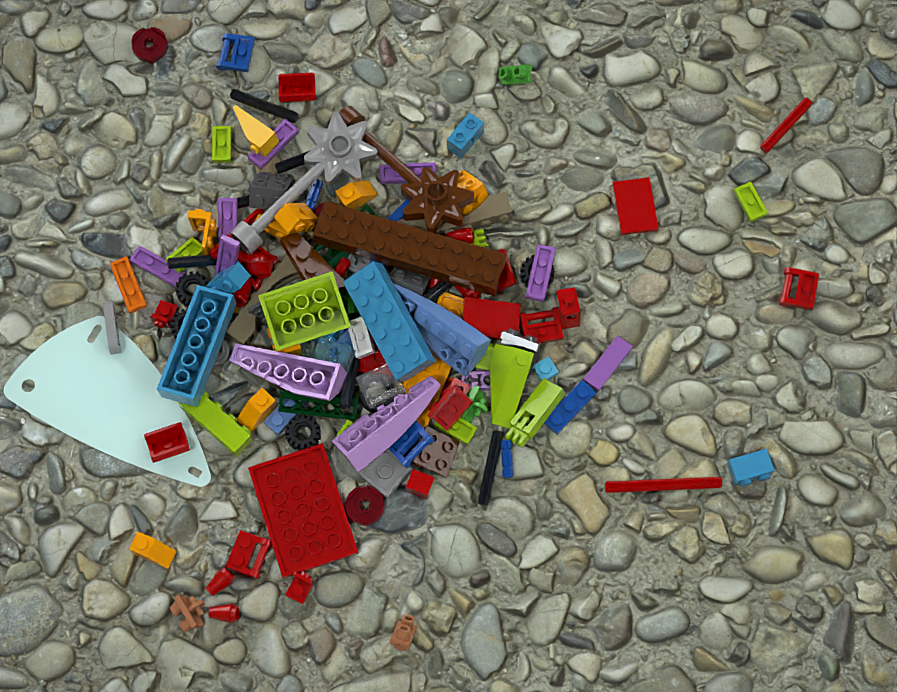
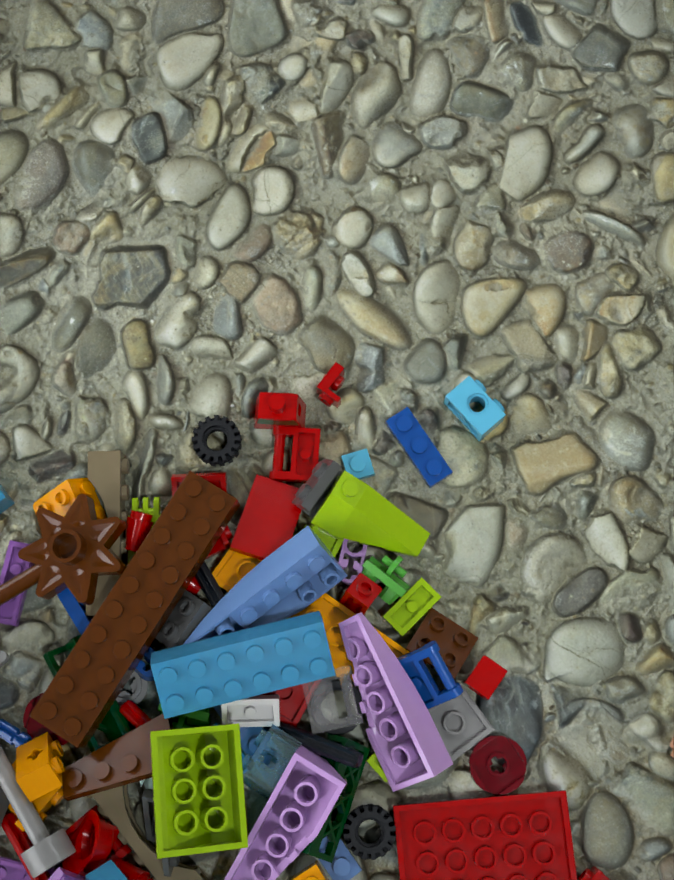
camera: 75 degrees left, 5 degrees up
(355, 194) = (25, 668): light orange slope -> none
(449, 407) = (391, 606): red bracket -> none
(490, 467) = (480, 574): black axle -> none
(507, 462) = (473, 548): blue axle -> none
(539, 404) = (410, 486): lime hinge -> none
(540, 273) = (222, 434): medium lavender tile -> none
(598, 335) = (332, 381): none -> red bracket
(608, 363) = (369, 381): medium lavender tile -> none
(612, 427) = (477, 423): none -> medium azure brick
(635, 206) = (157, 289): red tile -> none
(663, 484) = (552, 356): red axle -> none
(750, 202) = (195, 145): lime plate -> none
(750, 468) = (556, 242): dark azure brick -> none
(785, 126) = (101, 75): red axle -> none
(805, 288) = (333, 113): red plate -> none

